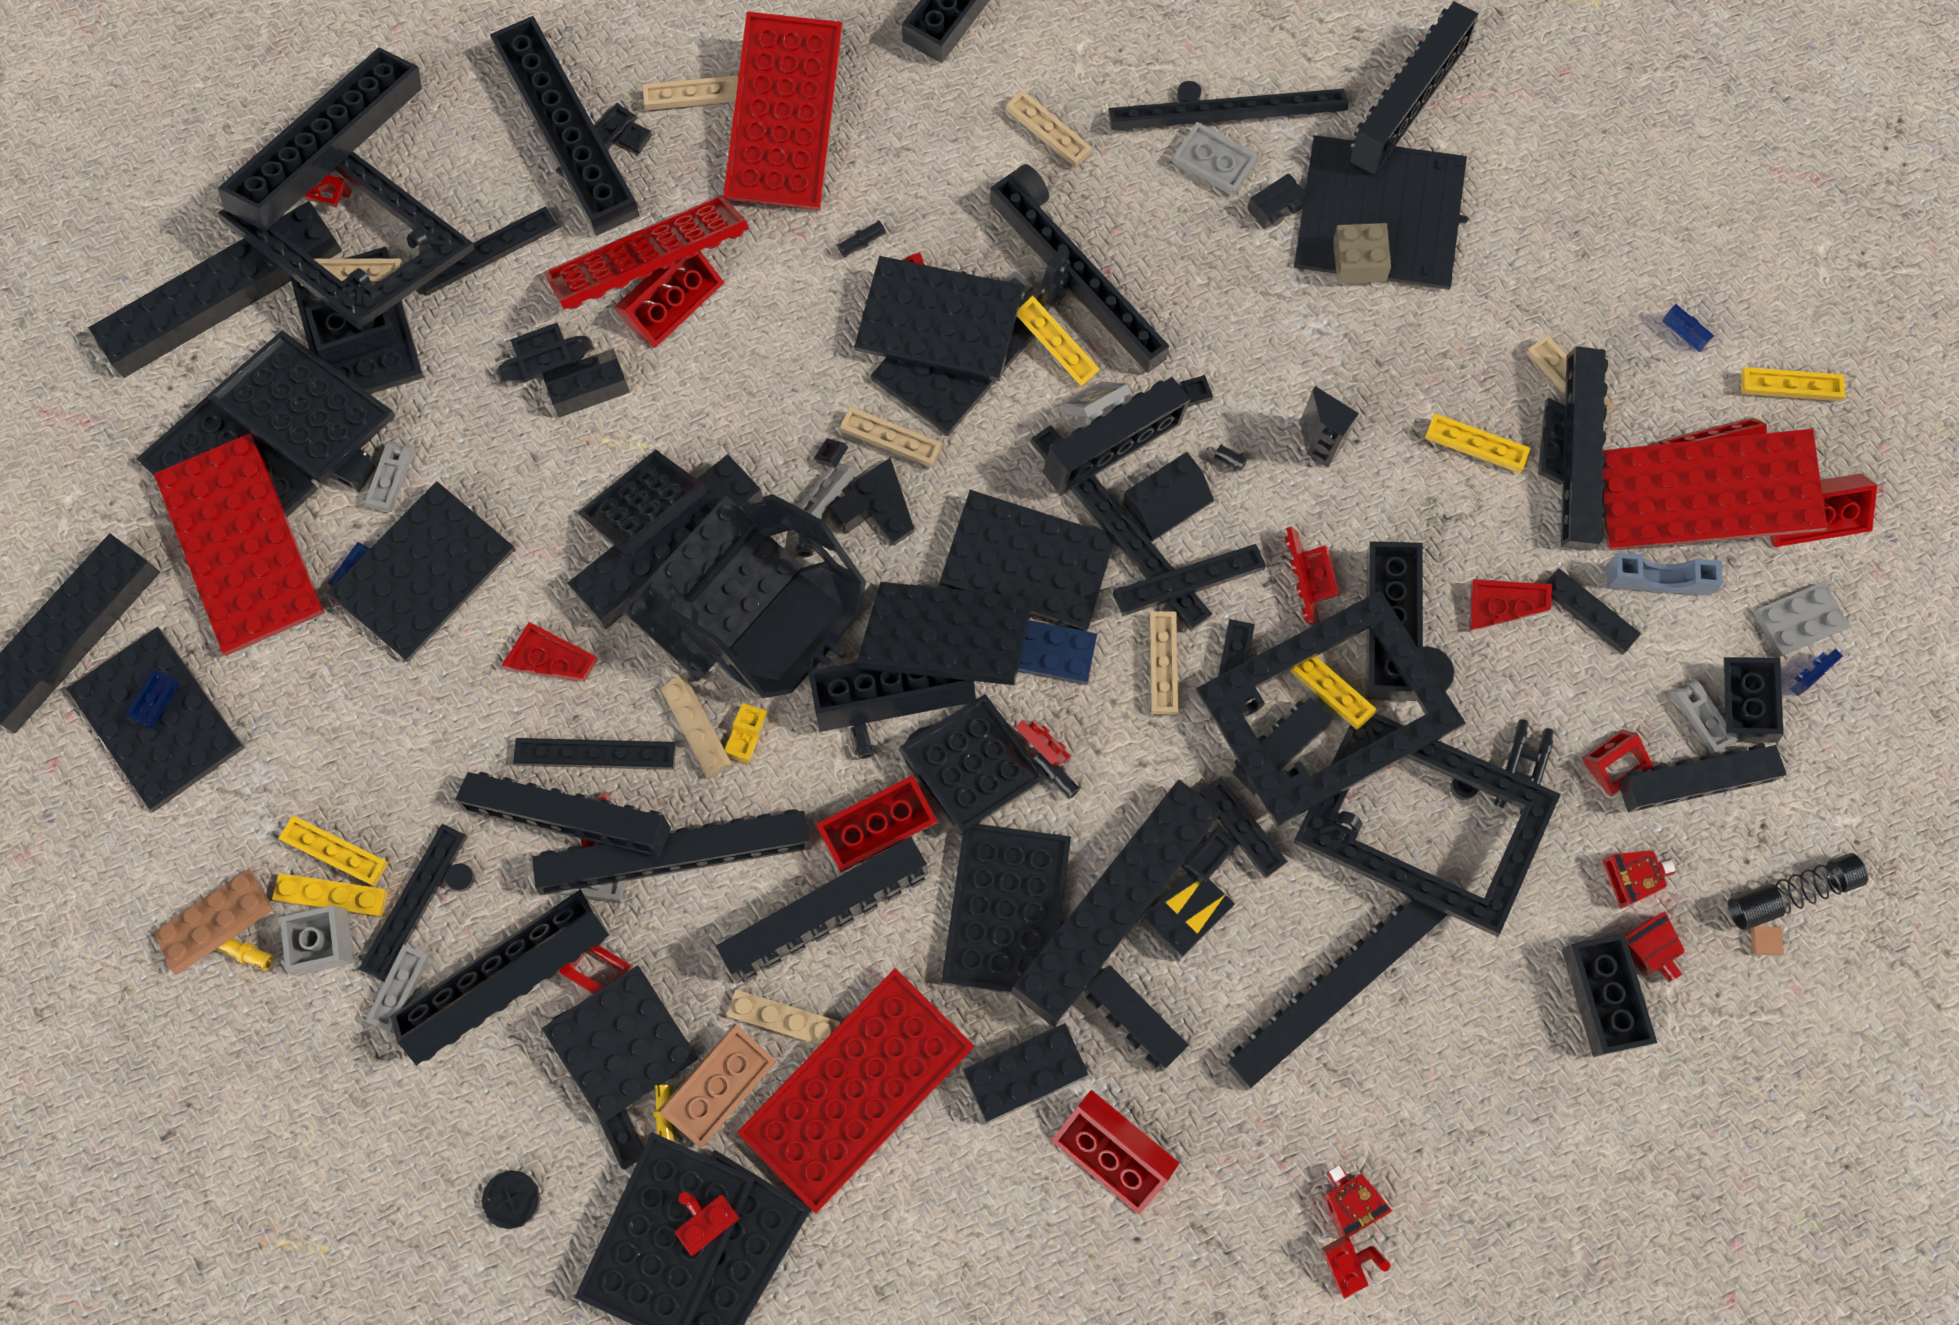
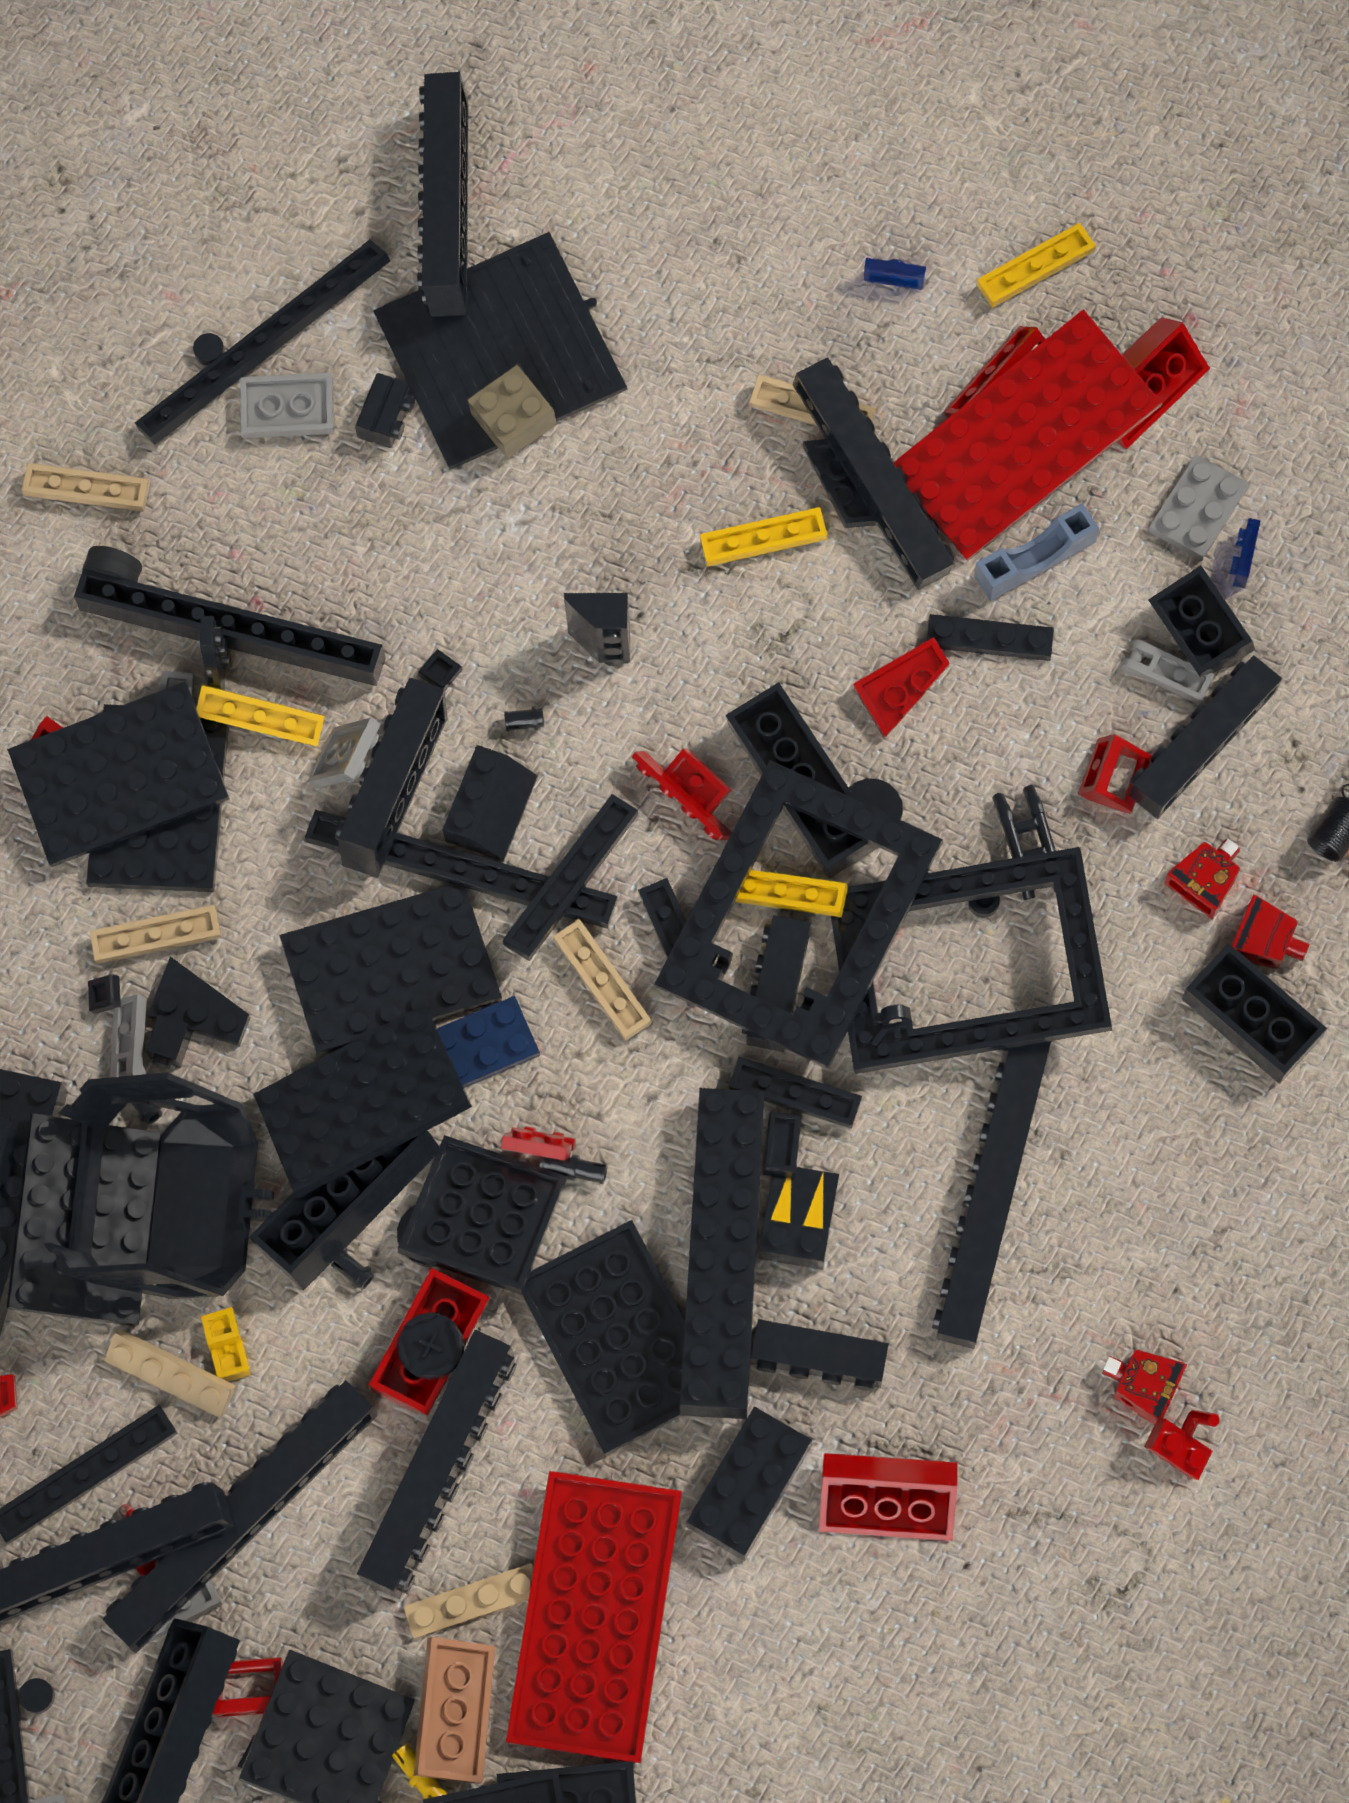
camera: 30 degrees left, 0 degrees up
(874, 827) = (430, 1346): none -> black tile

